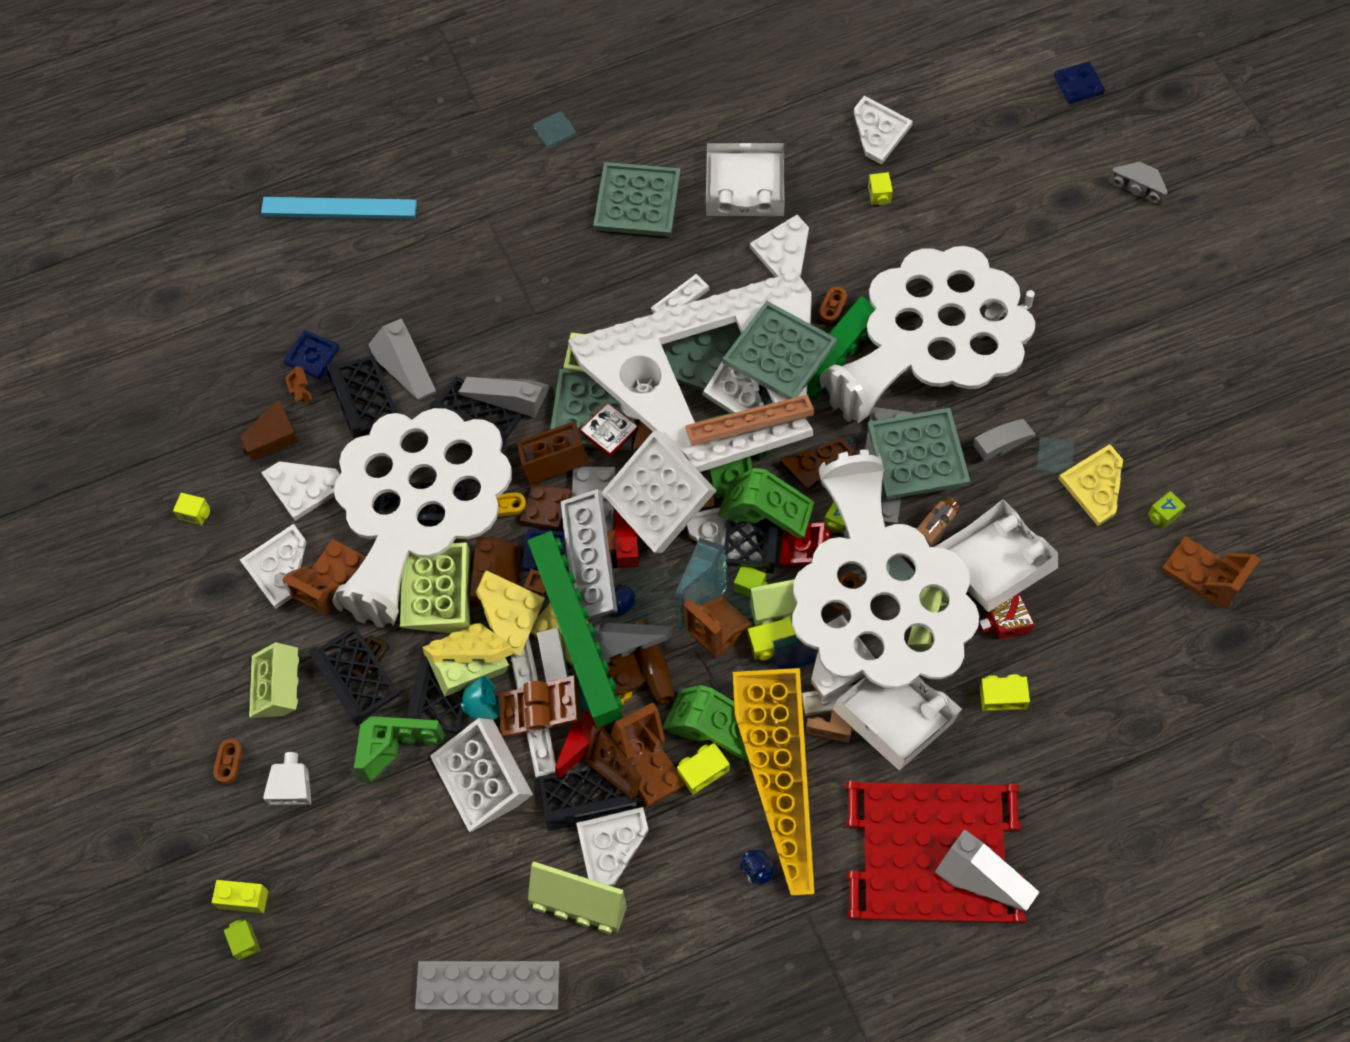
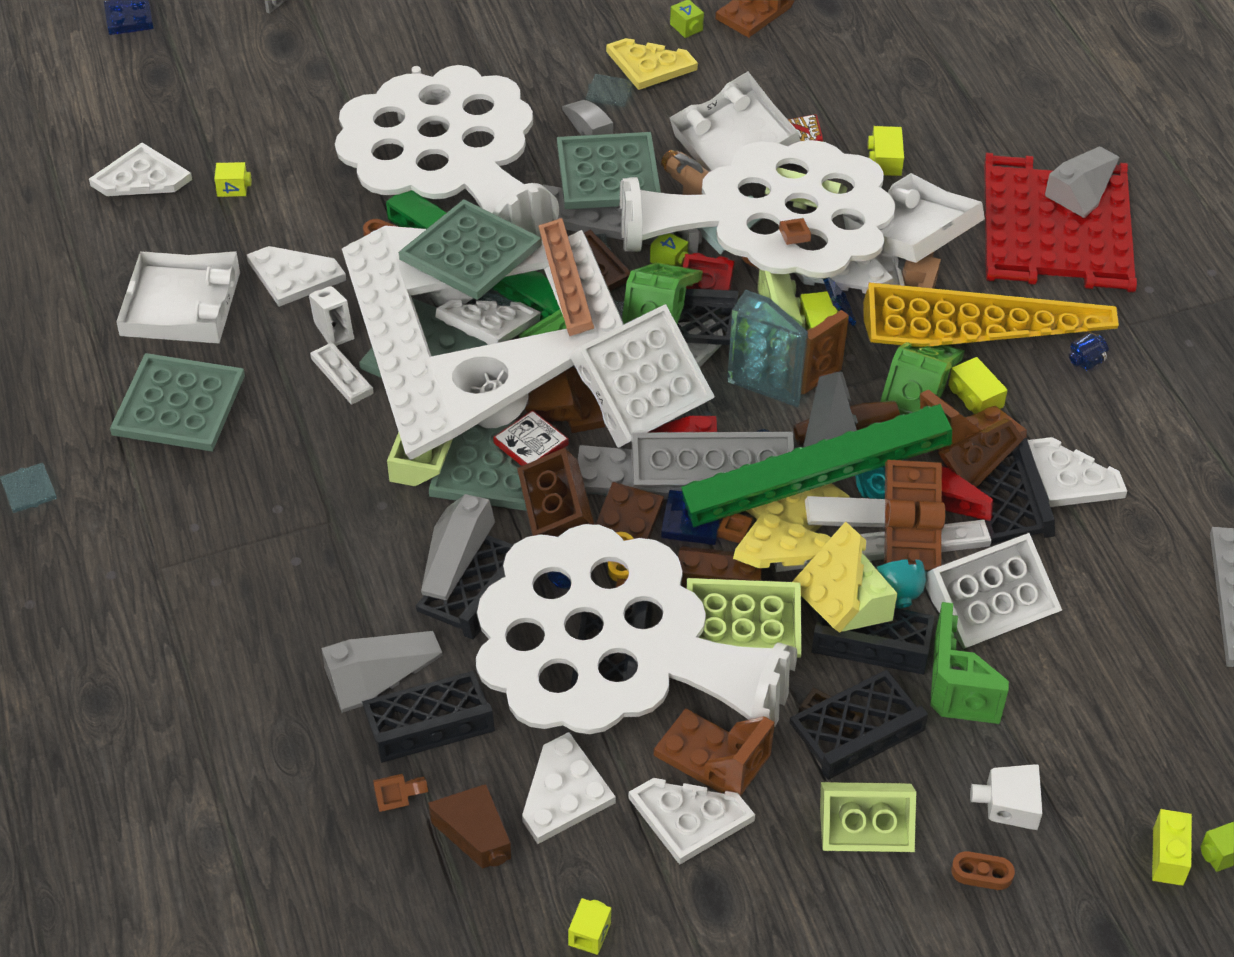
camera: 90 degrees left, 15 degrees down
(312, 354) = (346, 775): clear blue plate -> none
(339, 208) = (87, 749): medium azure tile -> none
(576, 898) = (1147, 496): yellowish green slope -> none
(730, 275) = (331, 307): none -> white torso
(835, 596) = (795, 231): none -> dark orange plate

